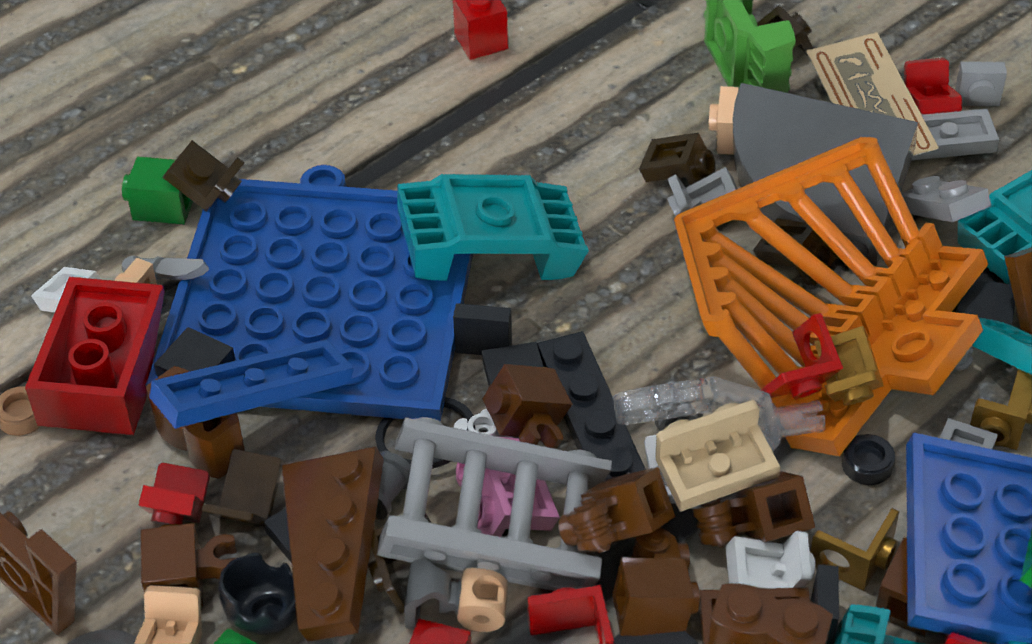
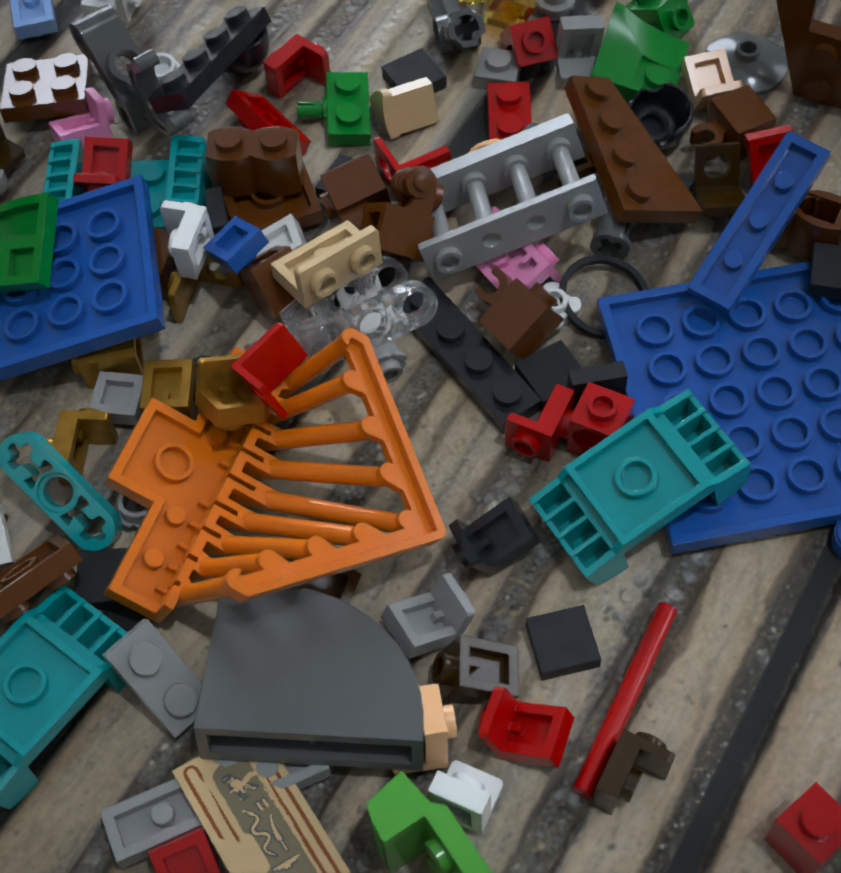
camera: 165 degrees right, 10 degrees up
(498, 285) = (597, 417): none -> red brick
(545, 309) = (541, 437): none -> red bracket
(568, 131) = (624, 700): none -> red bar
(591, 84) = (620, 774): none -> dark brown bracket
(599, 175) = (563, 642): none -> black piece
(630, 243) = (494, 538): none -> black bracket
(652, 117) = (525, 730): none -> red bracket
(715, 70) = (467, 793): none -> white bracket
(813, 515) = (236, 245): none -> blue plate
(863, 541) = (189, 233): none -> white bracket
(908, 415) = (170, 383): none -> pearl gold bracket

